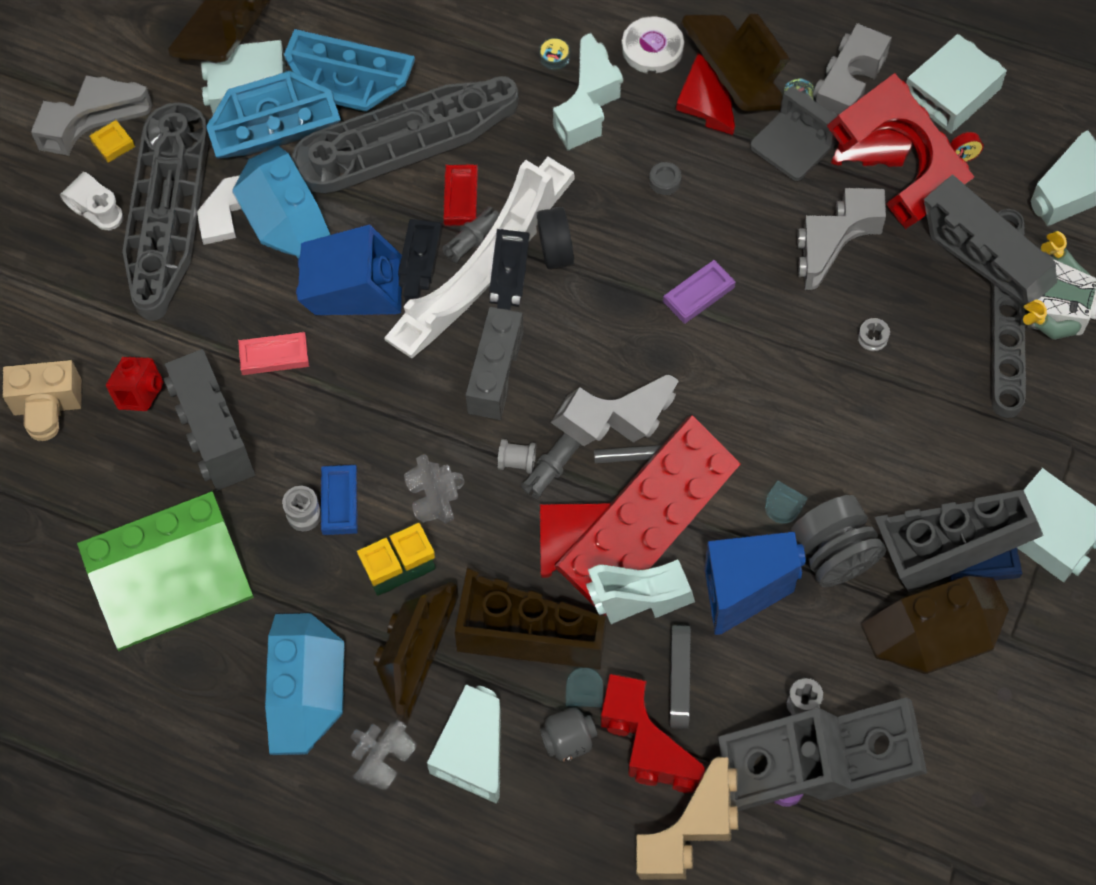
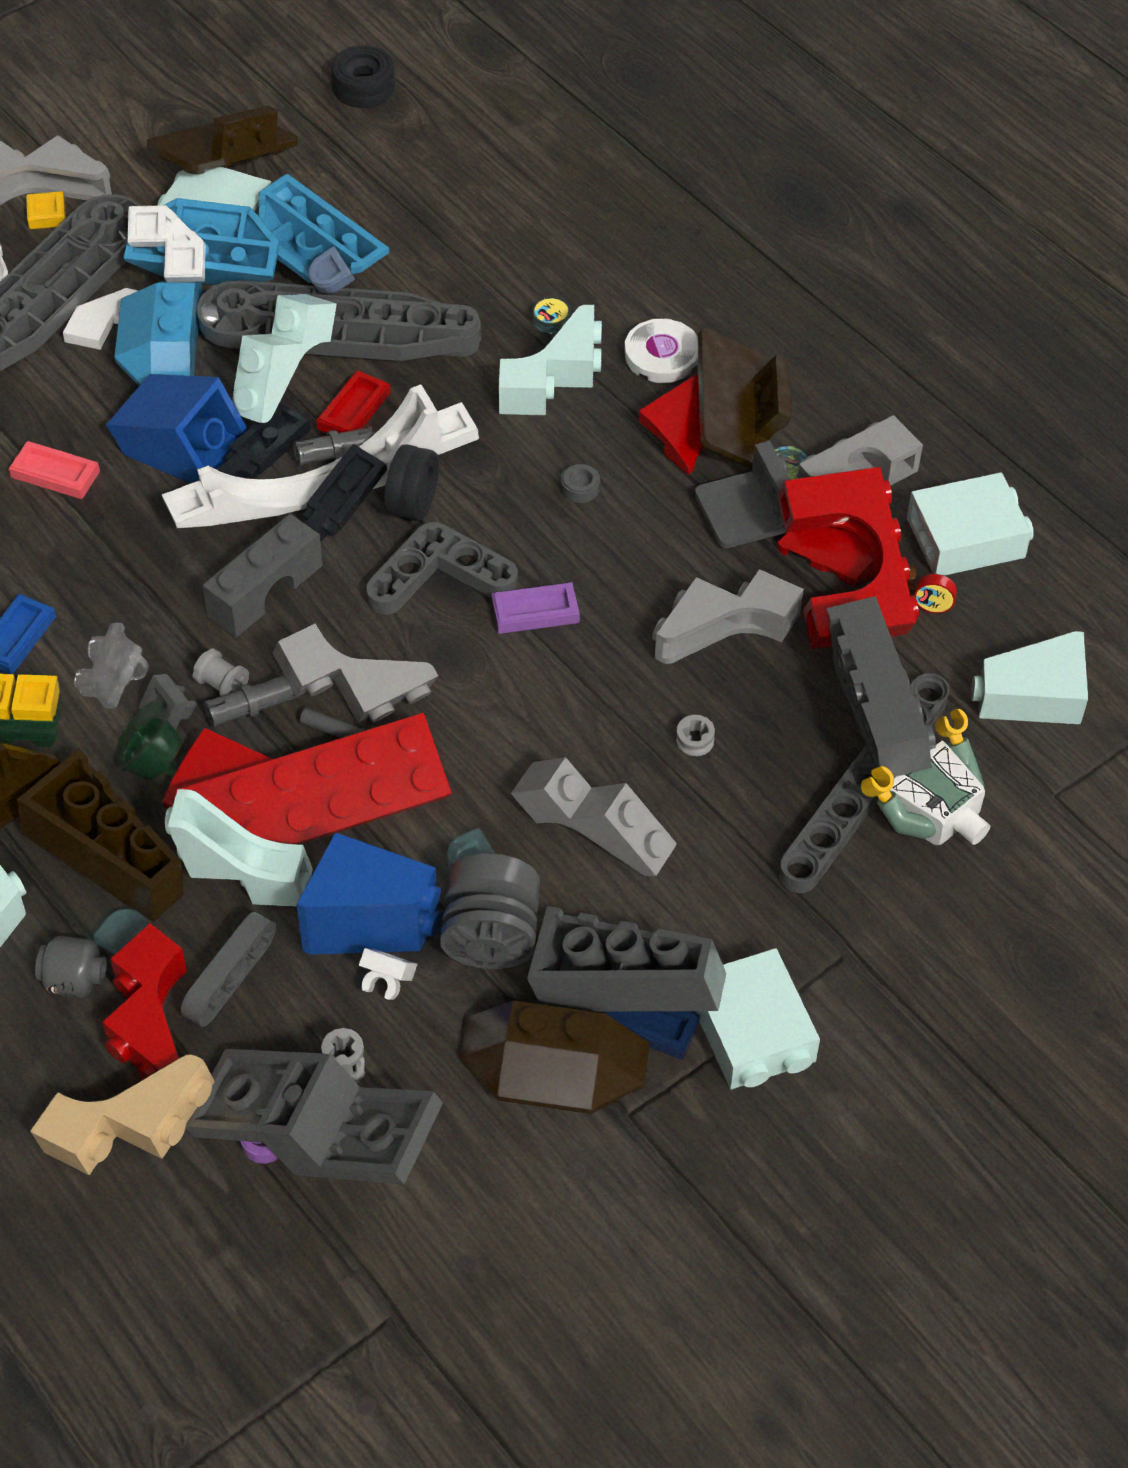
camera: 25 degrees right, 10 degrees down
(235, 119) = (161, 227): none -> white tile
(383, 96) = (330, 272): none -> sand blue tile
(393, 182) = (271, 359): none -> light aqua arch
(493, 500) = (170, 696): none -> dark grey tile
(503, 535) = (149, 744): none -> clear green piece
(608, 283) = (441, 557): none -> dark grey beam
(788, 616) = (387, 967): none -> white tile
(862, 427) = (605, 814): none -> light grey arch

